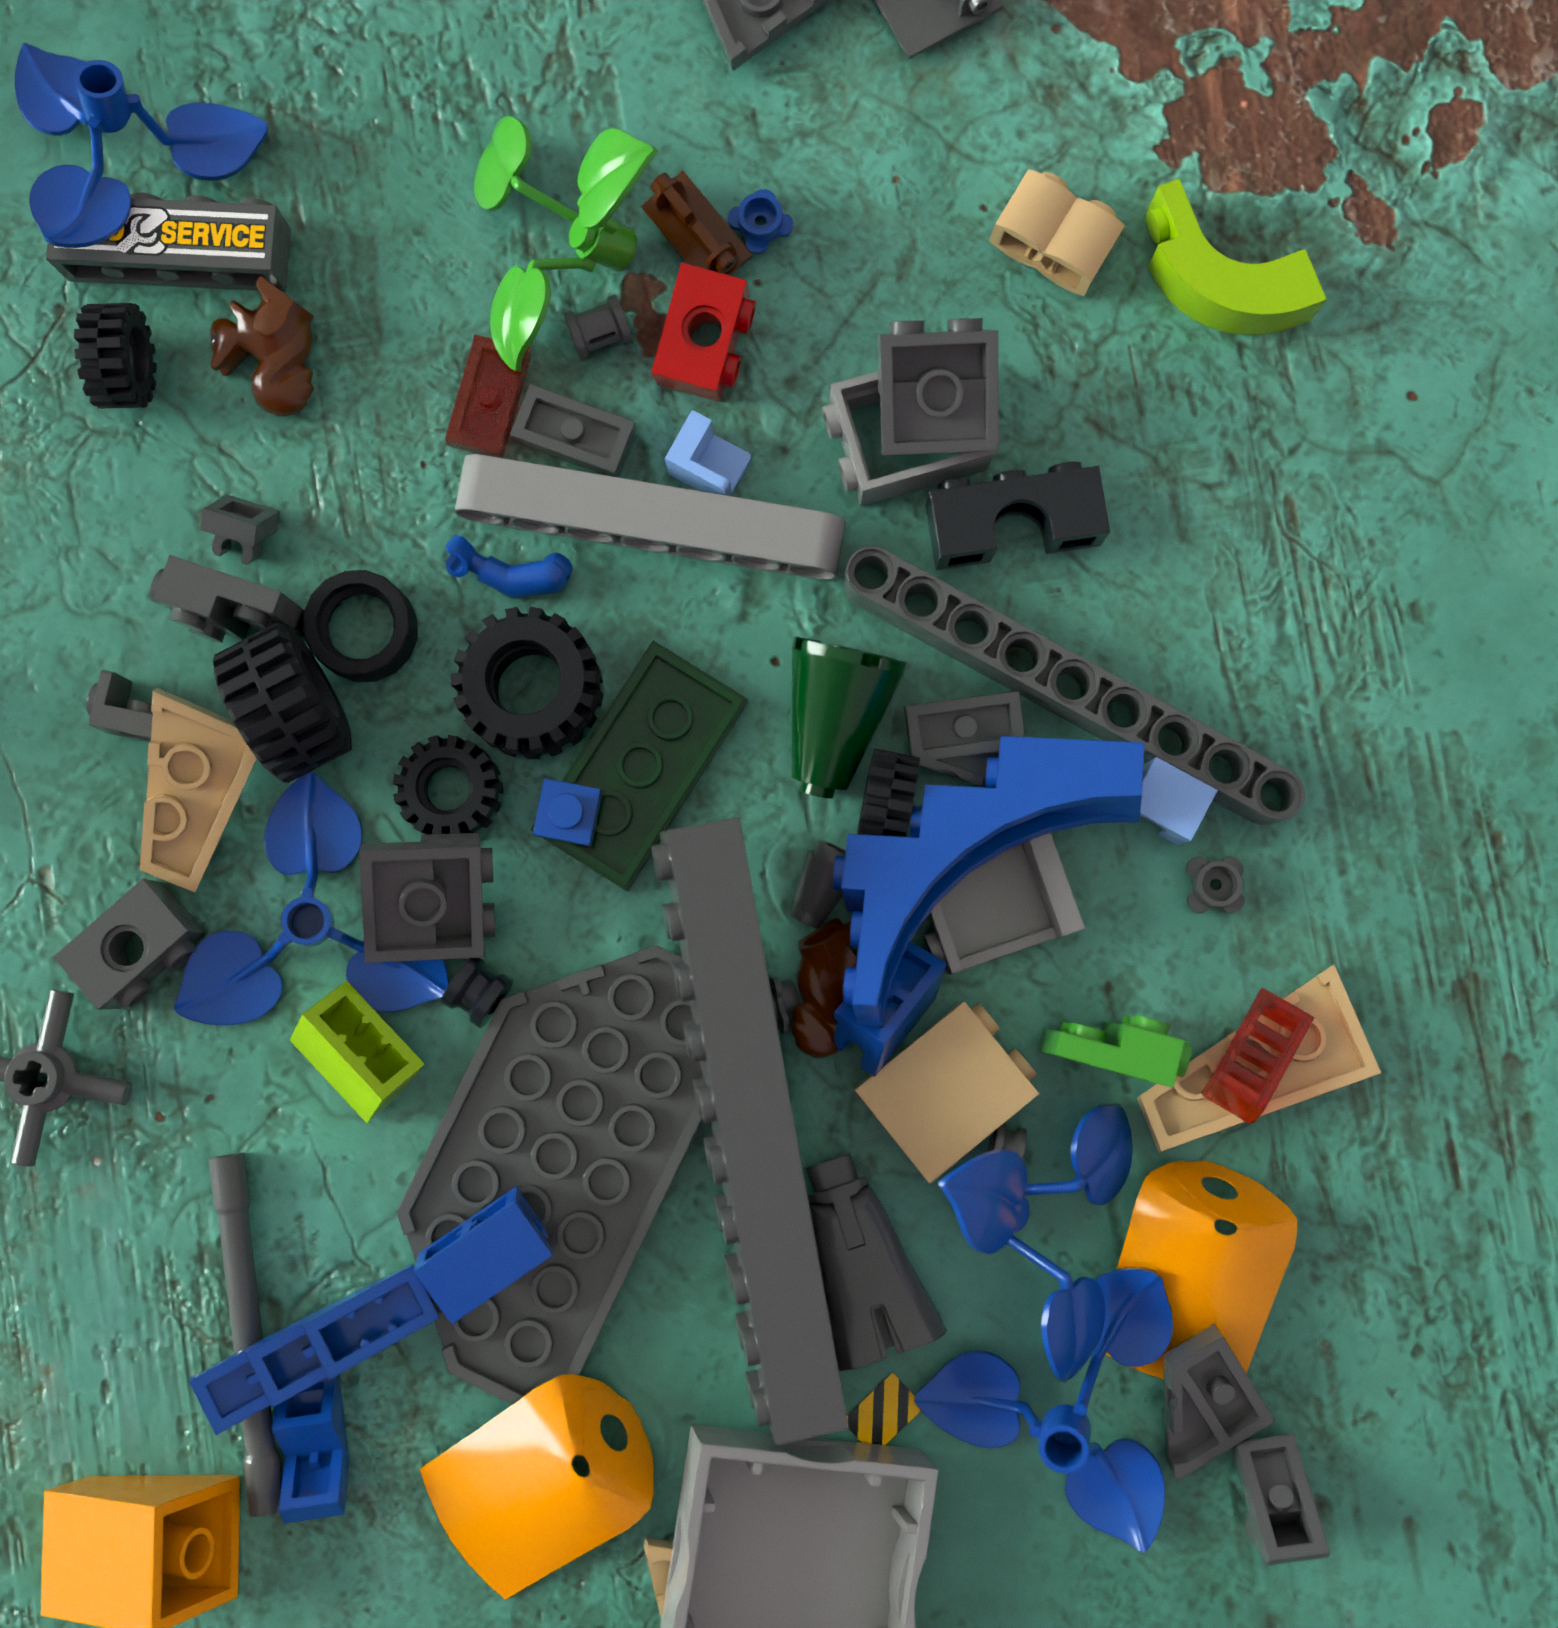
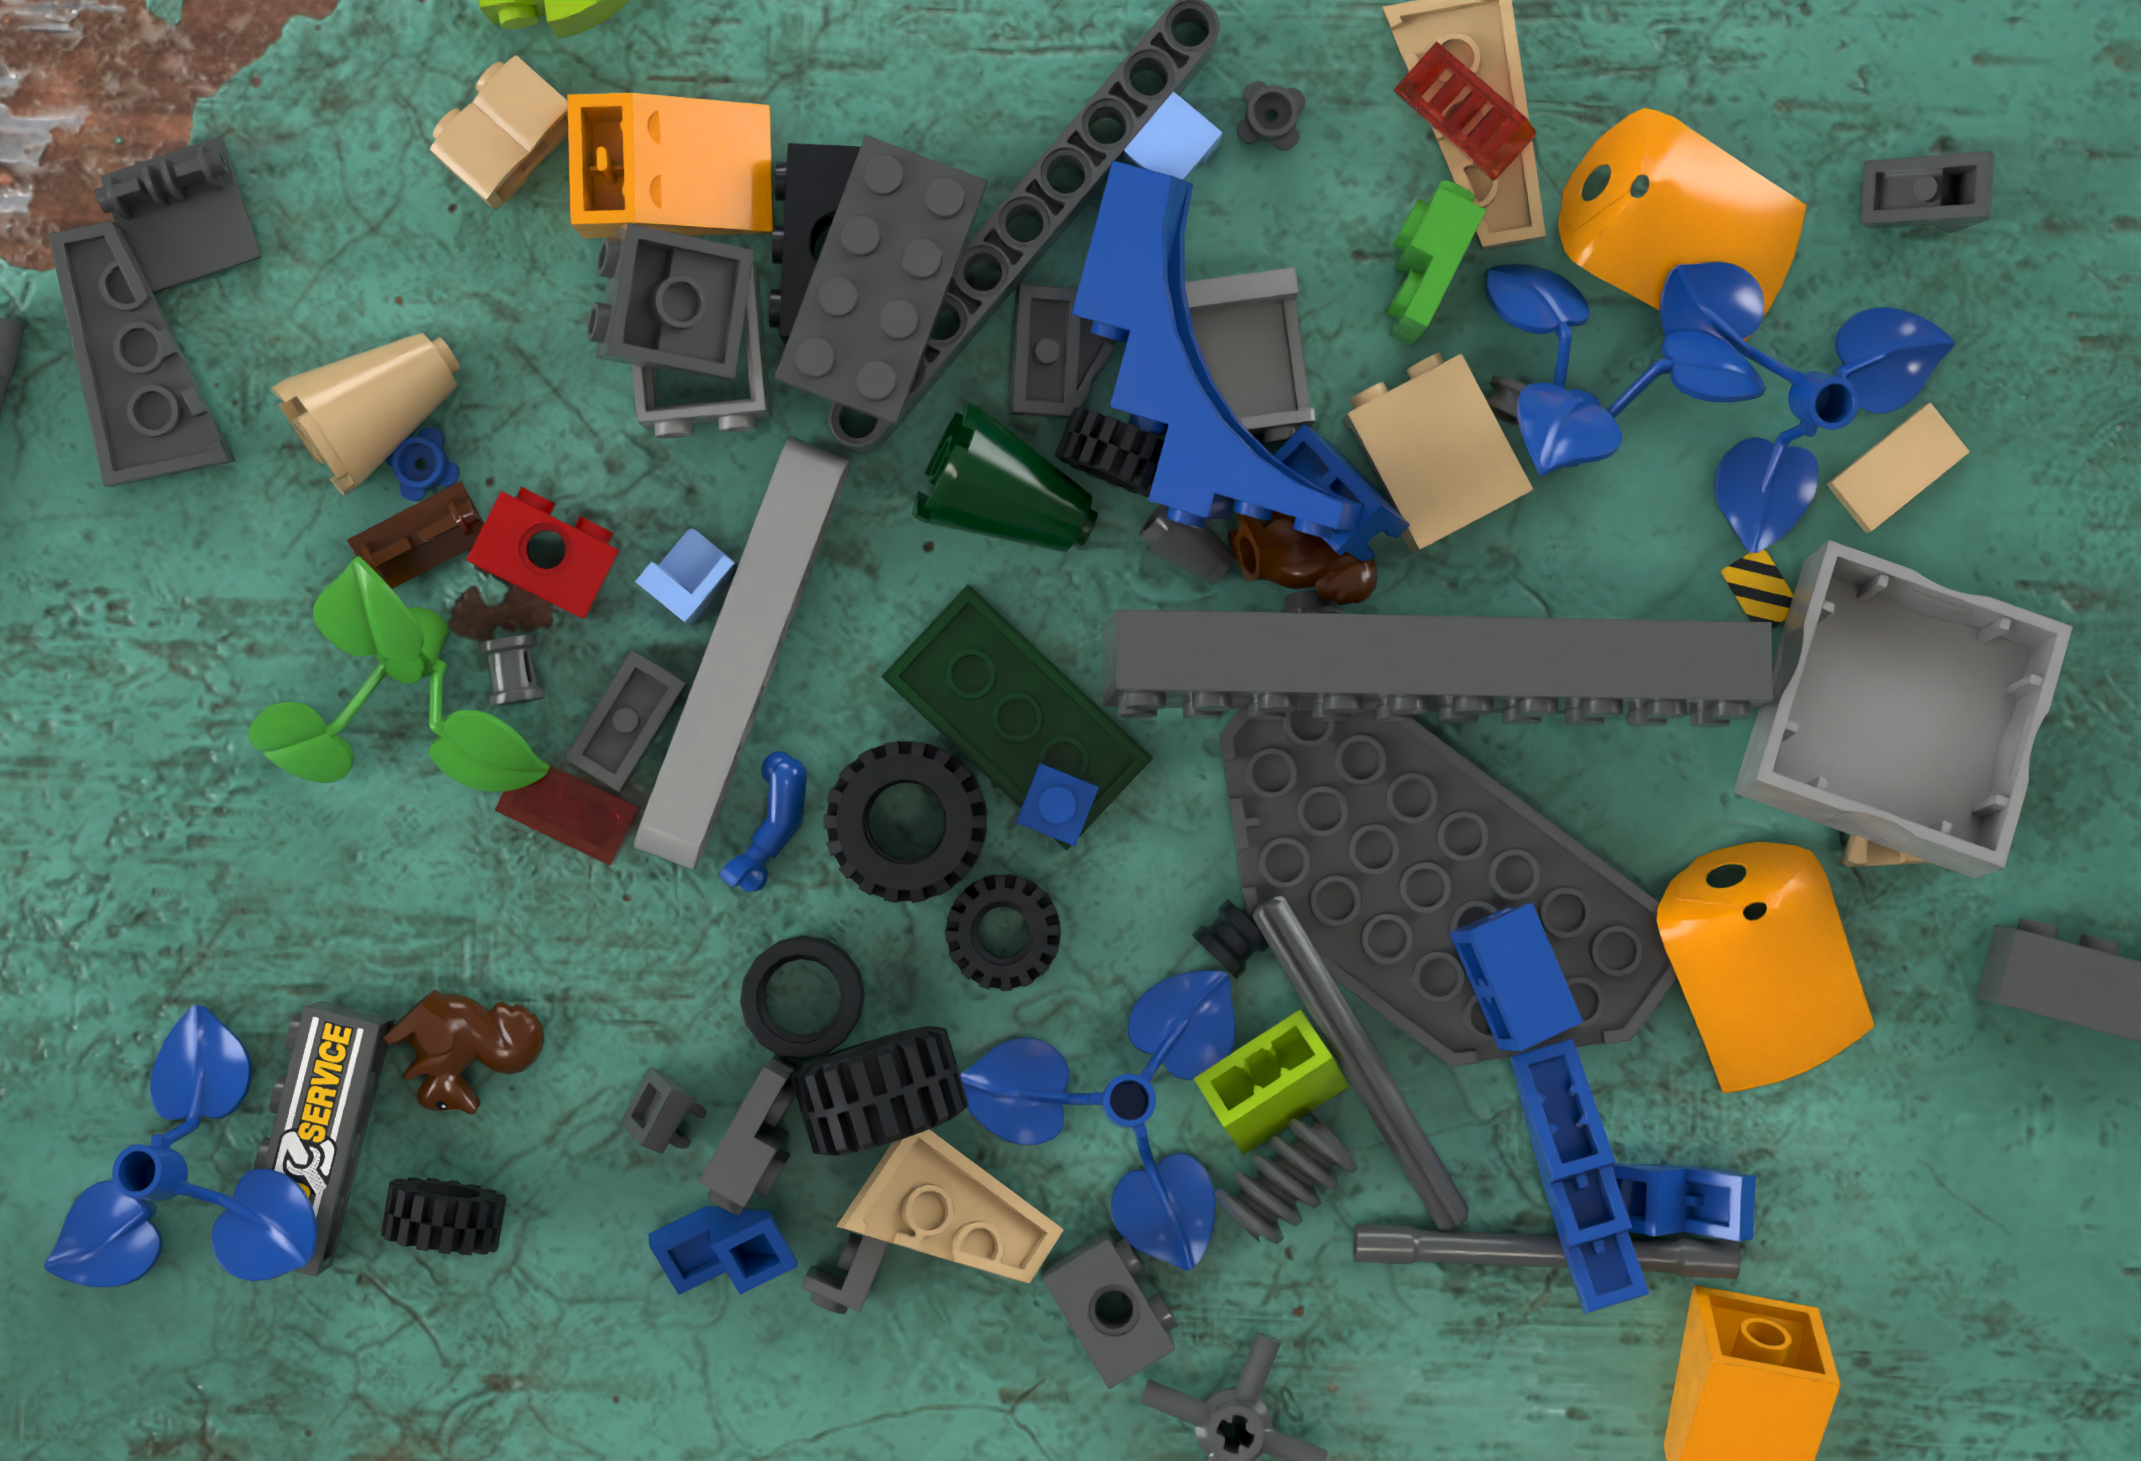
camera: 80 degrees left, 5 degrees up
(126, 613) = (721, 1242): none -> blue slope
(269, 1084) = (1287, 1179): none -> dark grey piece
(385, 1129) = (1361, 1063): none -> dark grey axle
(426, 898) = (1124, 972): dark grey plate -> none
(799, 160) = (367, 404): none -> tan cone
(865, 1271) = (1613, 574): dark grey piece -> none
(996, 566) = (881, 280): none -> dark grey plate
(1019, 1521) = (1897, 468): none -> tan tile
(1058, 370) = (669, 165): none -> light orange slope
(1207, 1402) = (1815, 244): dark grey wing -> none

